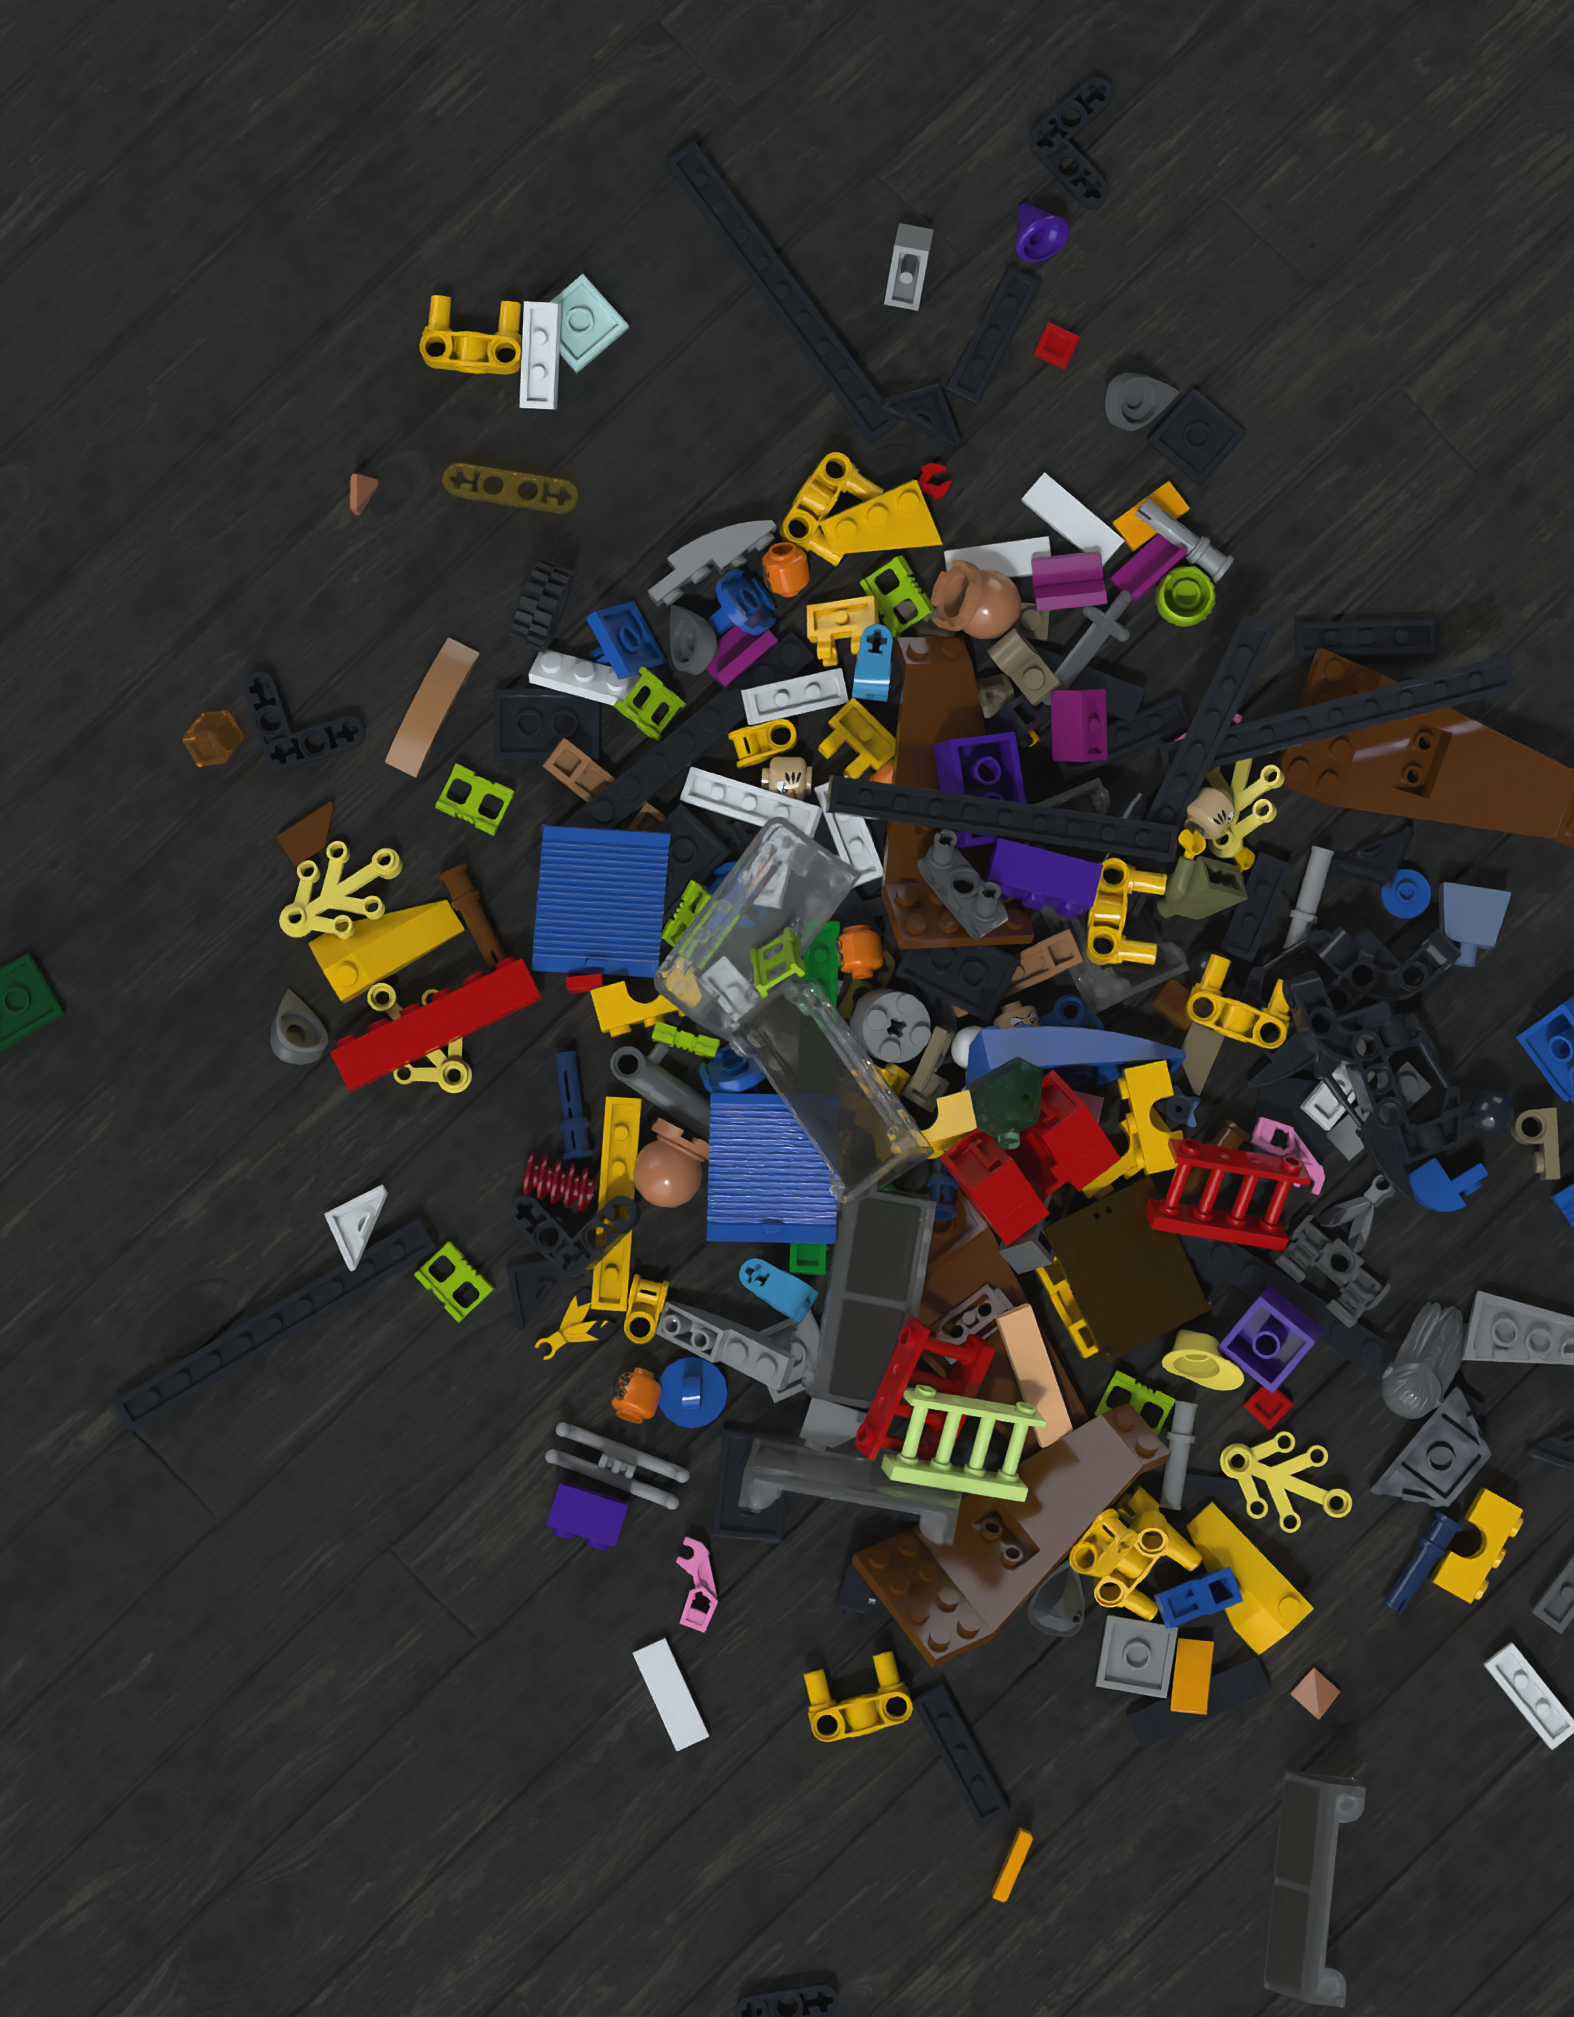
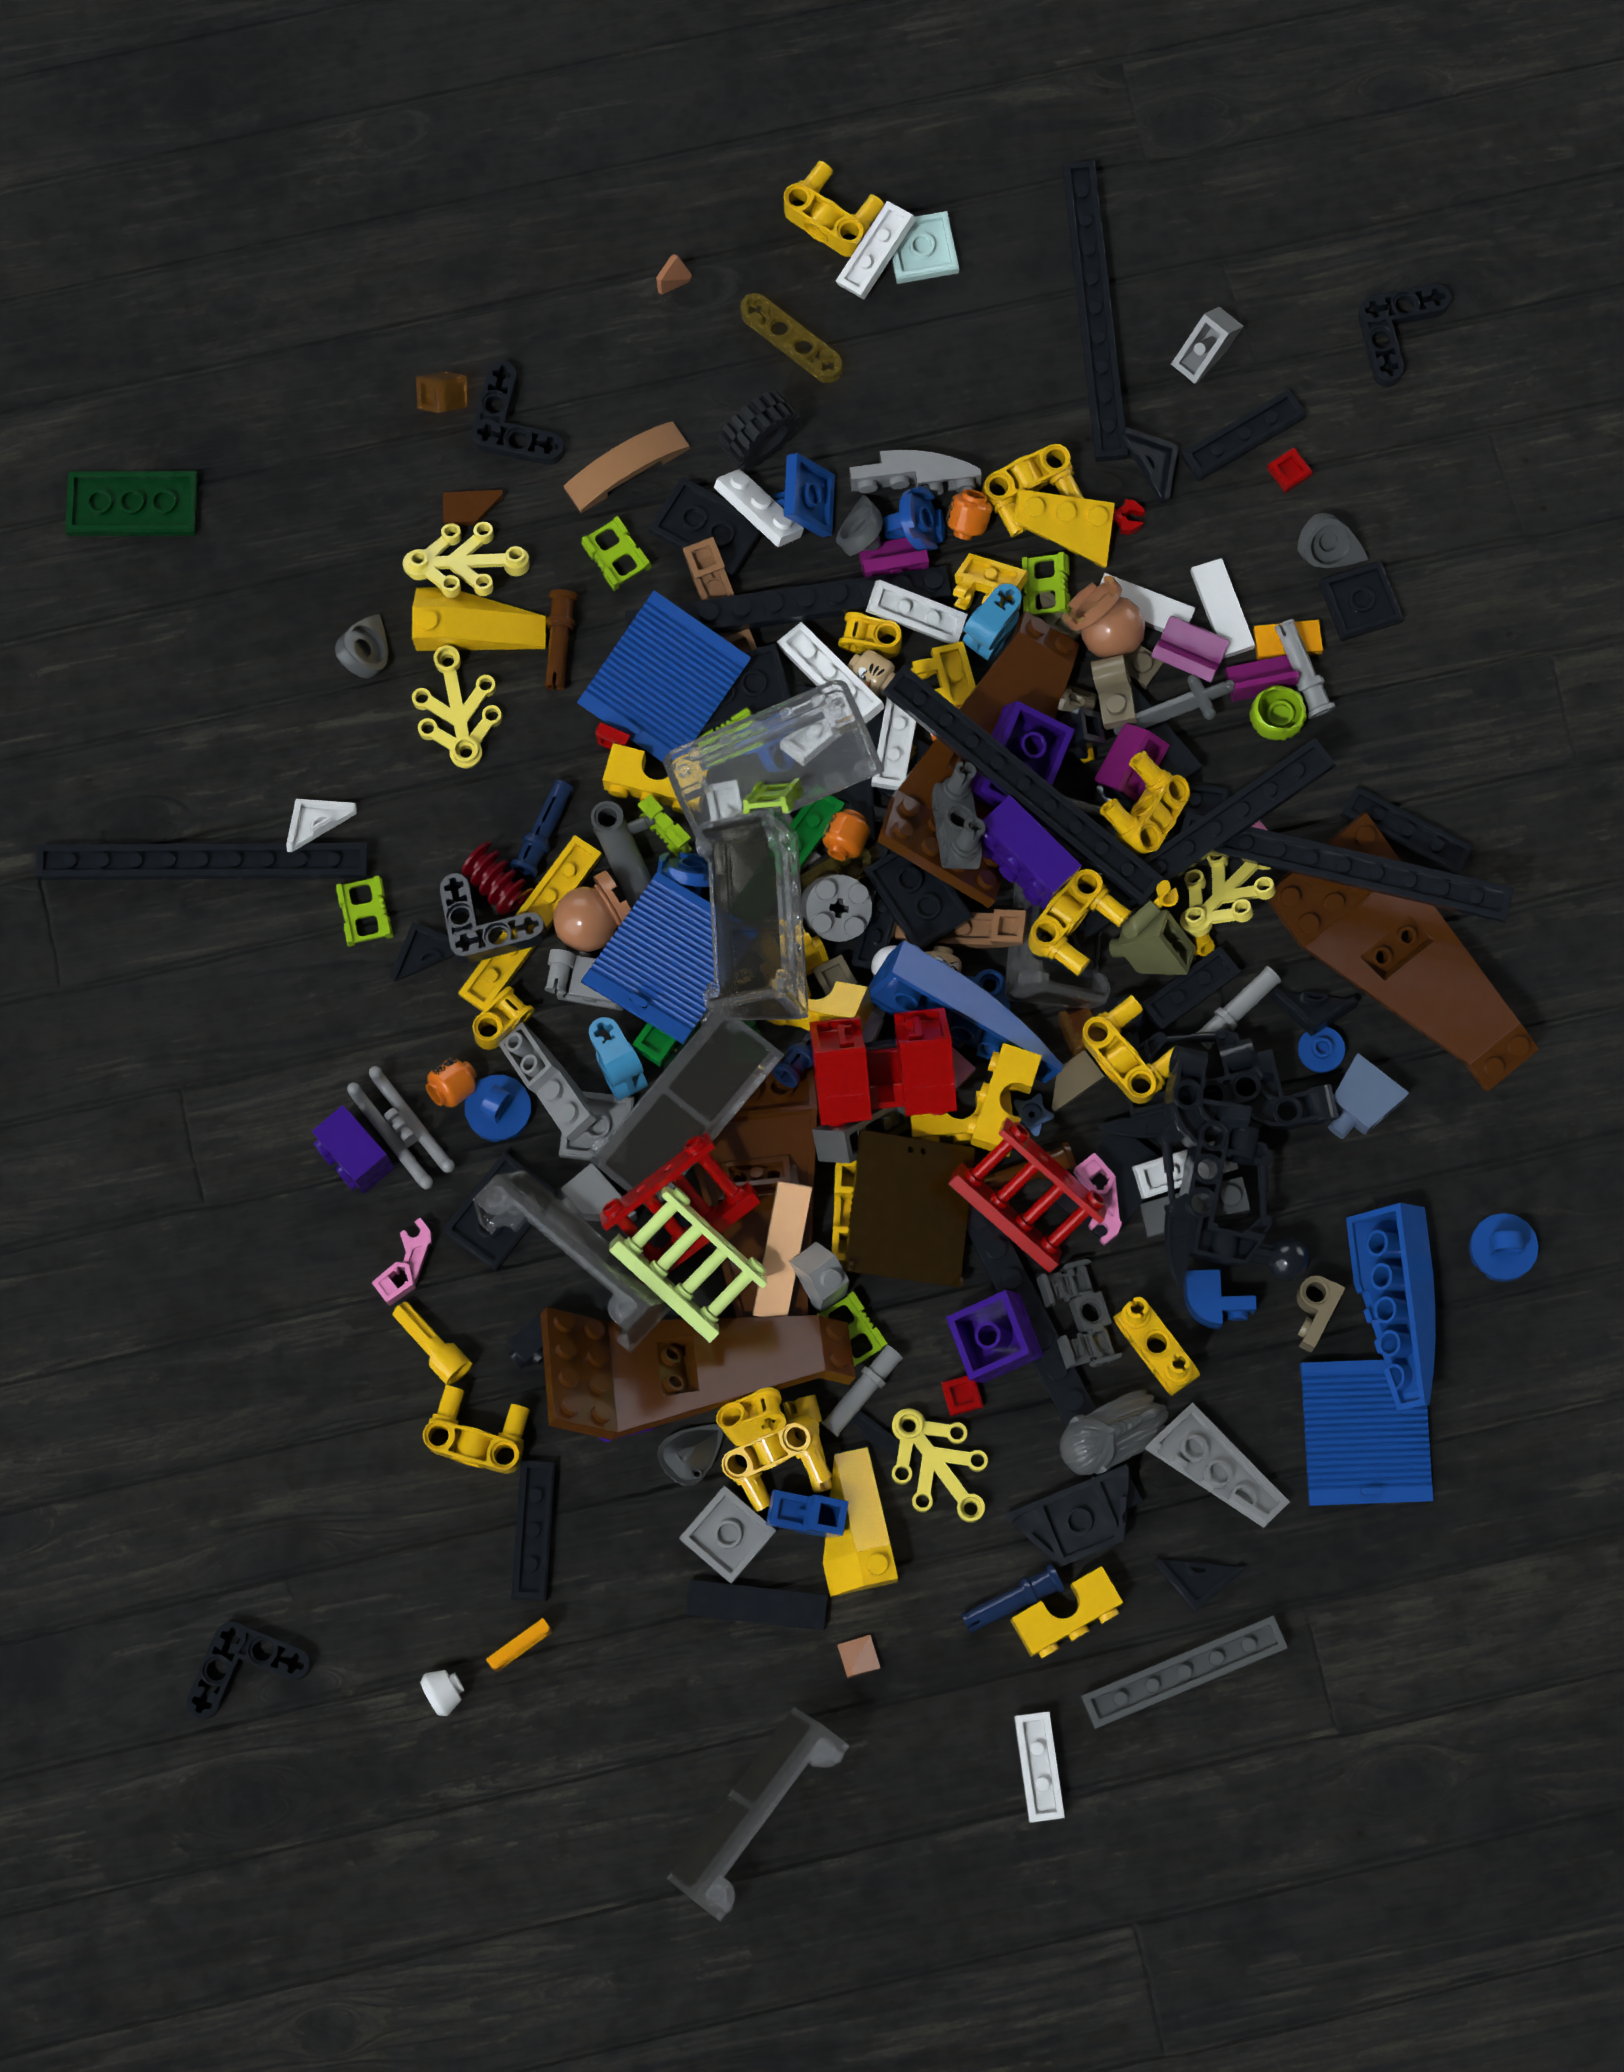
camera: 30 degrees right, 10 degrees down
(435, 1024) = (475, 700): red brick -> none
(572, 1327) = (436, 1003): yellow piece -> none
(643, 715) = (787, 559): lime piece -> none
(671, 1694) = (329, 1339): white tile -> none
(685, 1229) = (567, 972): none -> light grey hinge
(789, 1651) = (444, 1359): none -> yellow piece
(933, 1056) = (855, 950): dark tan tile -> none
(969, 1946) = (442, 1691): none -> white cone
(1007, 1100) = (891, 1004): clear green torso -> none
(1039, 233) = (1326, 378): dark purple hat -> none
(1081, 1377) = (820, 1276): none -> light grey slope
(1130, 765) = (1155, 810): none -> yellow piece
(1192, 1676) = (763, 1578): light orange tile -> none
(1201, 1361) = (926, 1325): light yellow piece -> none
(1210, 812) = (1196, 886): tan head -> none
(1359, 1209) = (1132, 1282): dark grey piece -> none
(1441, 1267) = (1141, 1325): none -> yellow piece

